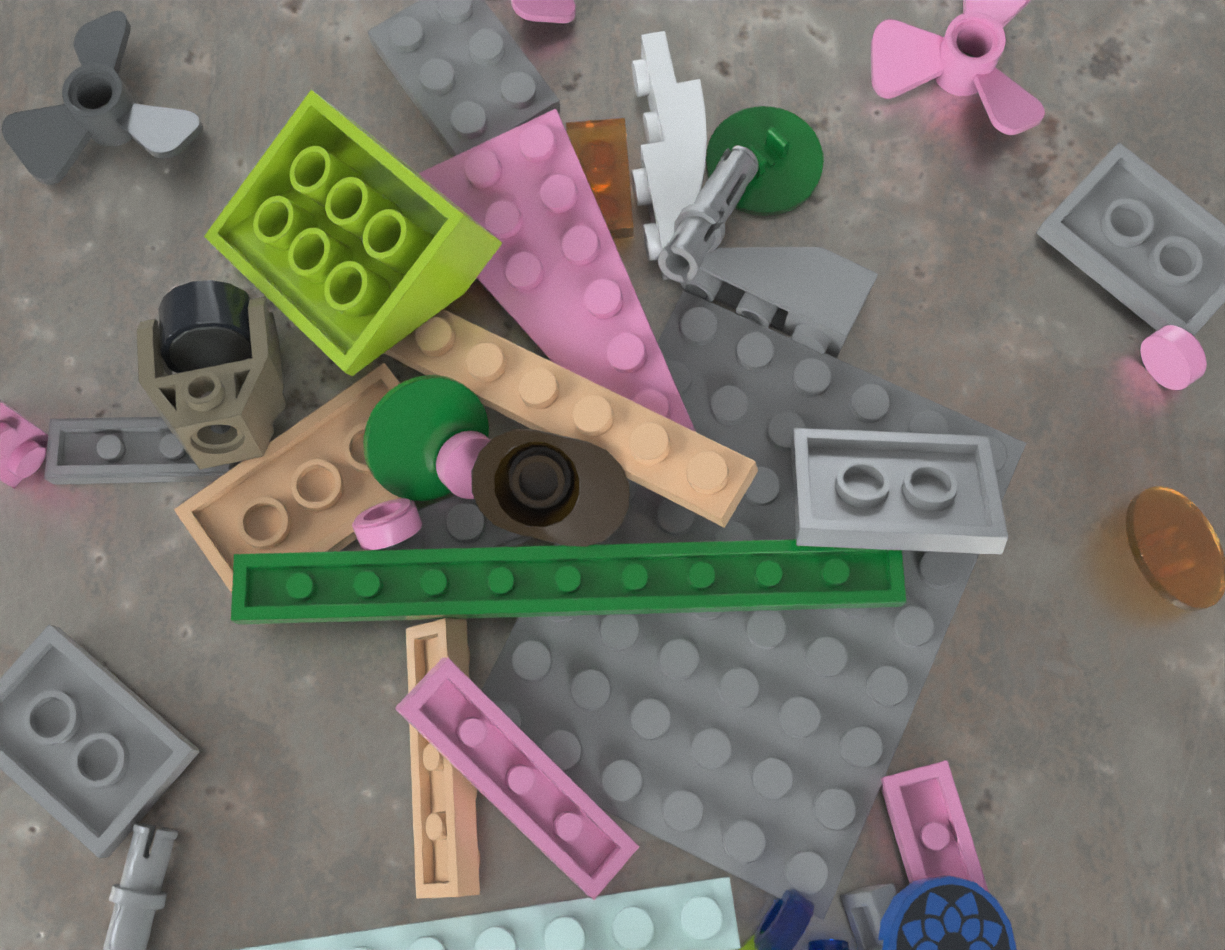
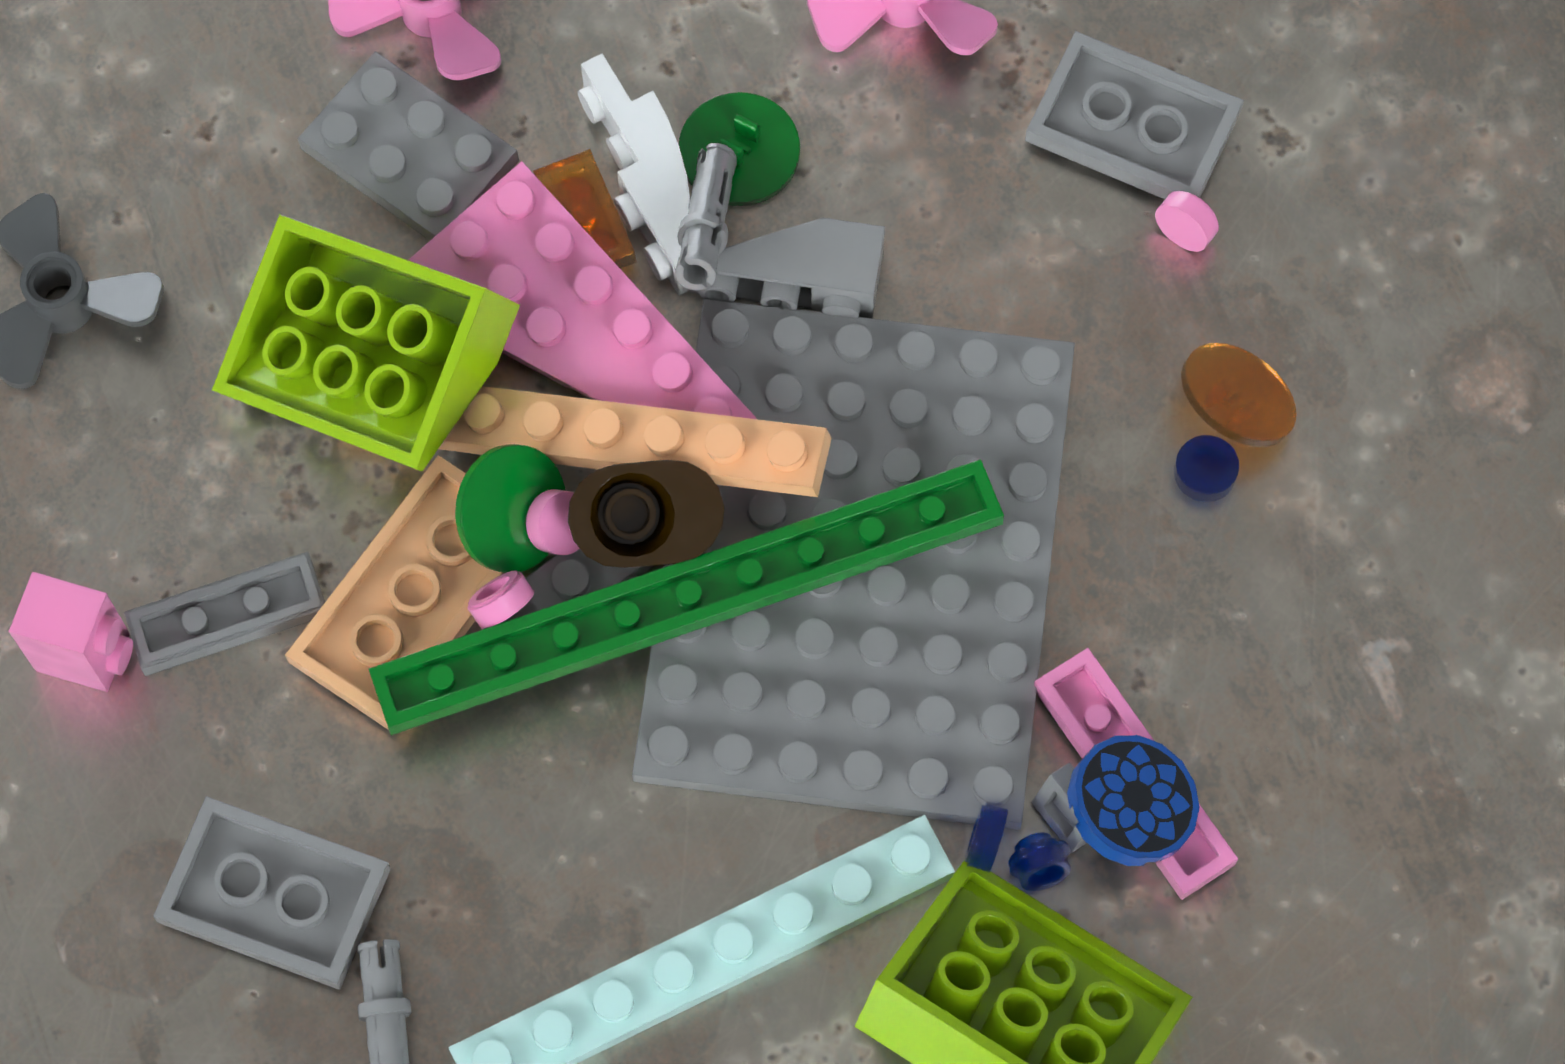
camera: 20 degrees left, 5 degrees down
(220, 345) = (263, 488): dark tan piece -> none
(441, 796) = (624, 796): light nougat plate -> none
(517, 777) = (703, 782): bright pink plate -> none
(896, 491) = (962, 419): light grey plate -> none
(1118, 608) = (1206, 468): none -> clear blue tile

